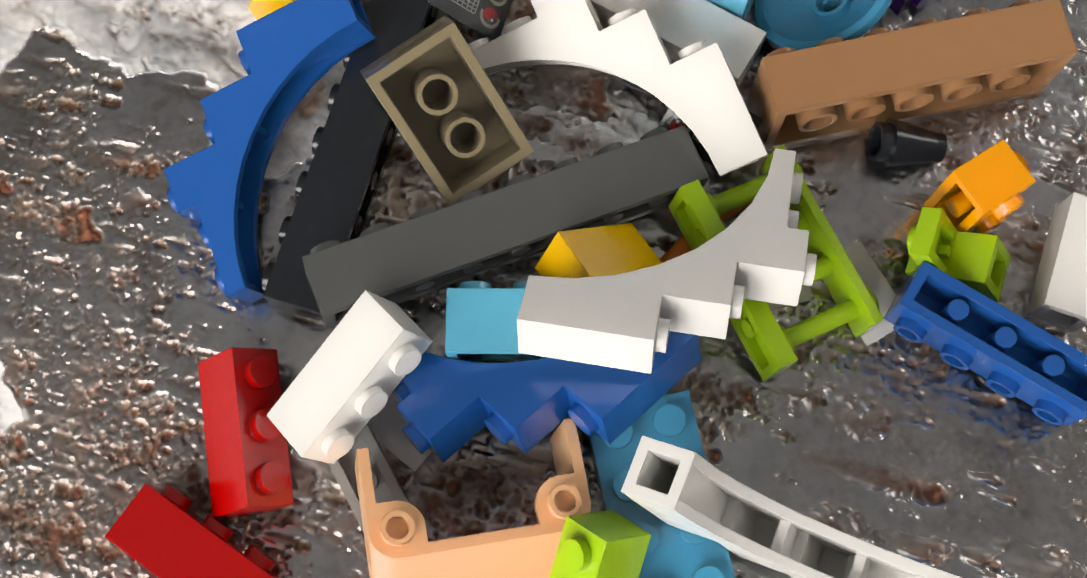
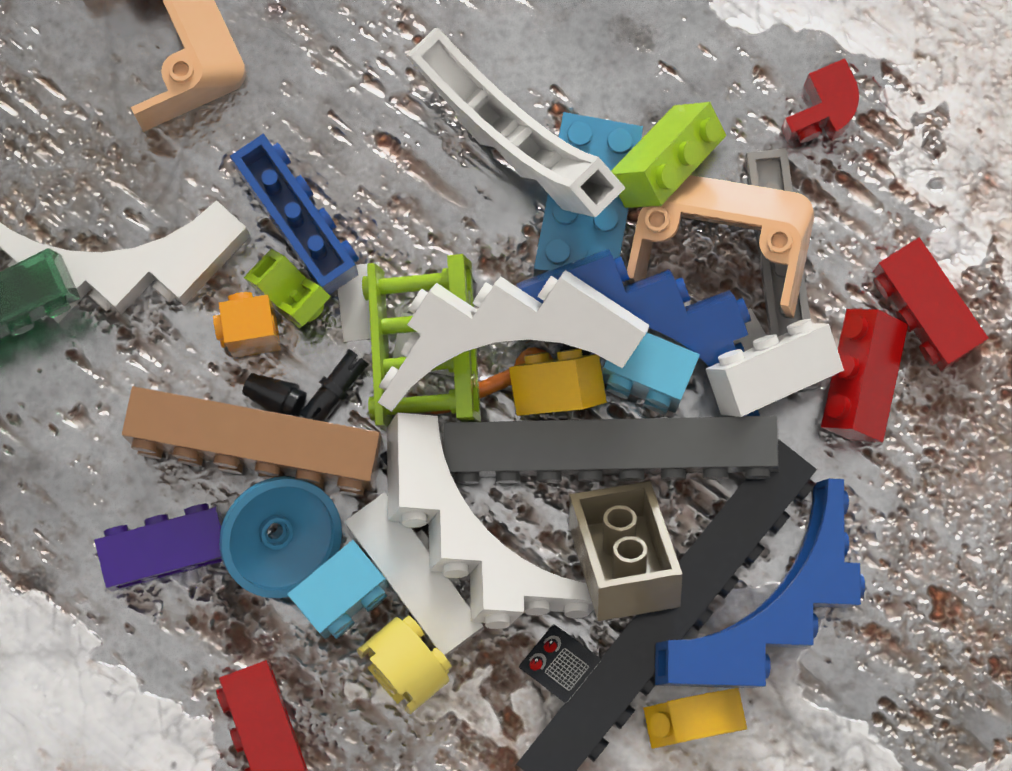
camera: 160 degrees left, 5 degrees up
(846, 177) = (334, 387): none -> black pin

